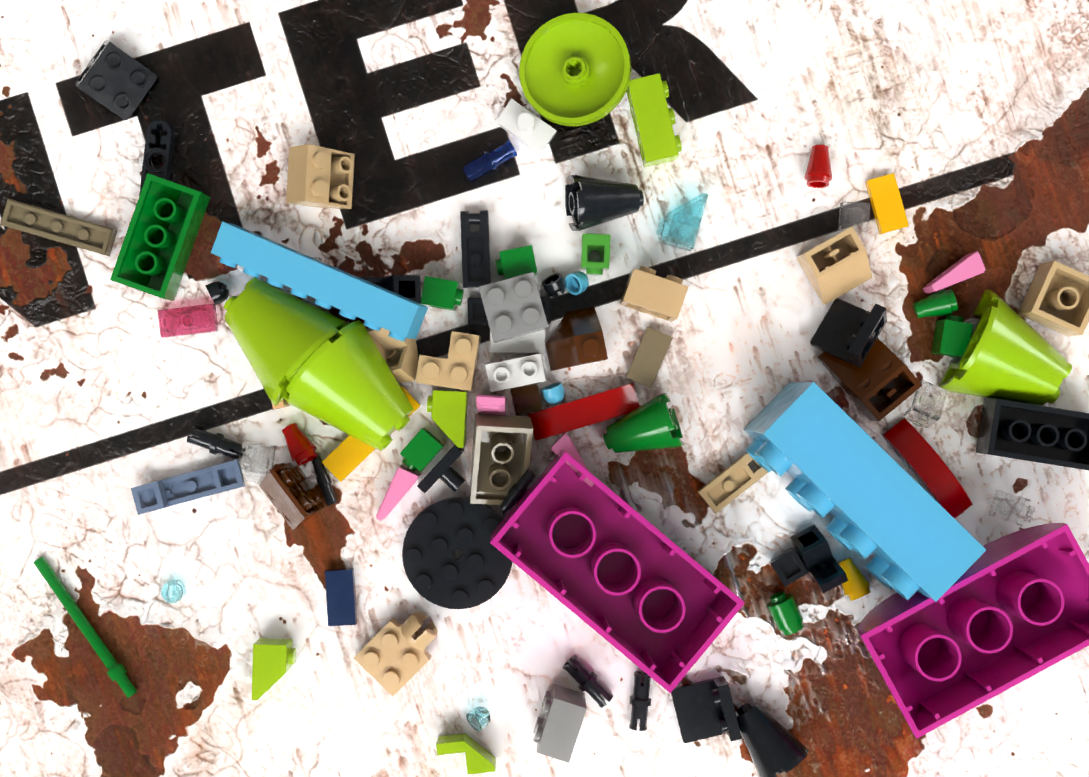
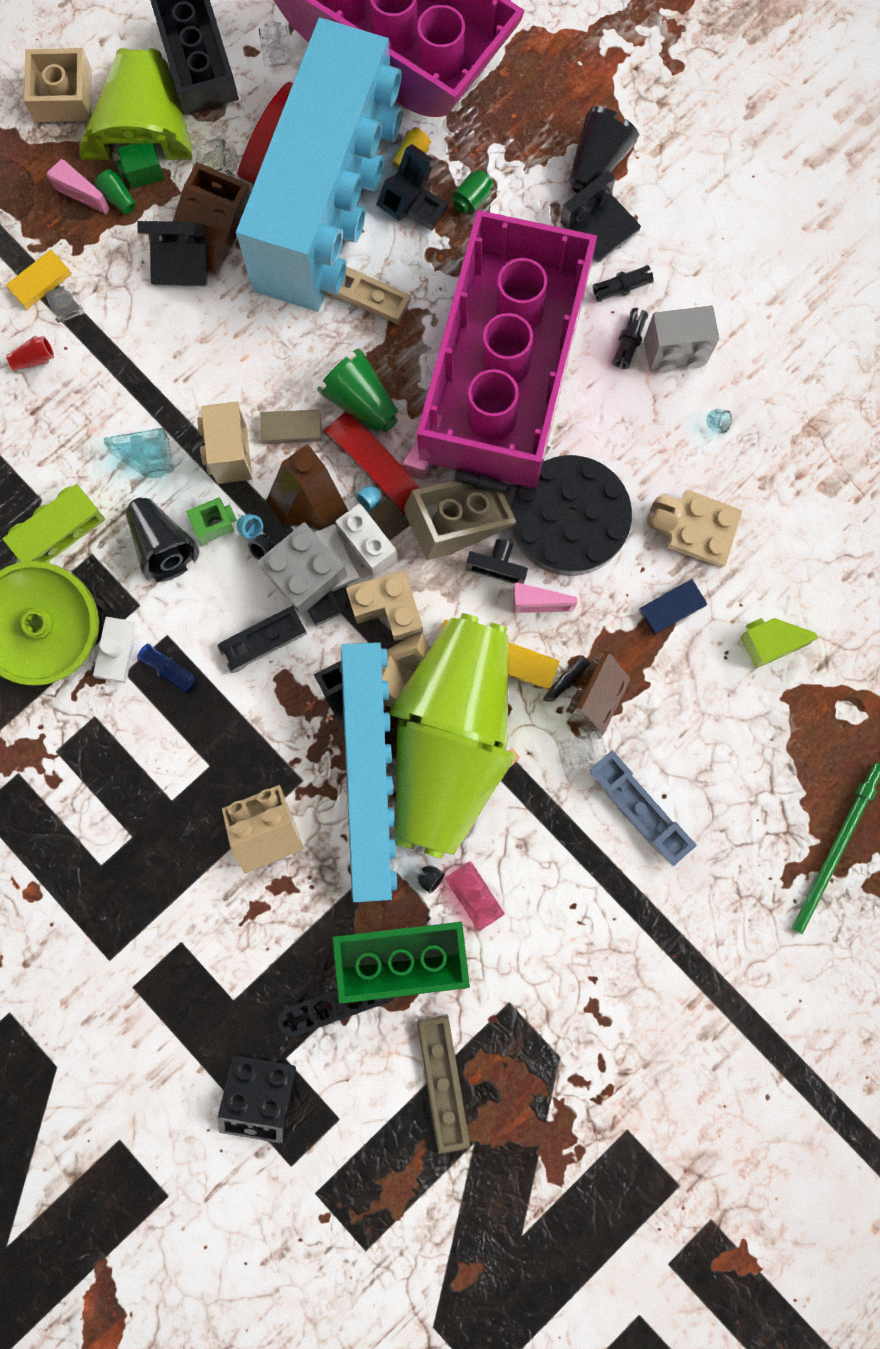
camera: 120 degrees left, 10 degrees down
(178, 591) = (759, 782): clear light blue hinge -> none
(215, 443) = (584, 804): black pin -> none
(299, 445) = (544, 719): red cone -> none
(421, 450) = (488, 595): green brick -> none
(441, 293) = (321, 647): green brick -> none
(450, 414) = (437, 584): lime slope -> none
(477, 757) = (758, 403): lime slope -> none
(491, 404) = (408, 547): bright pink slope -> none
(516, 262) = (257, 590): green brick -> none
(836, 265) = (117, 295): tan slope -> none

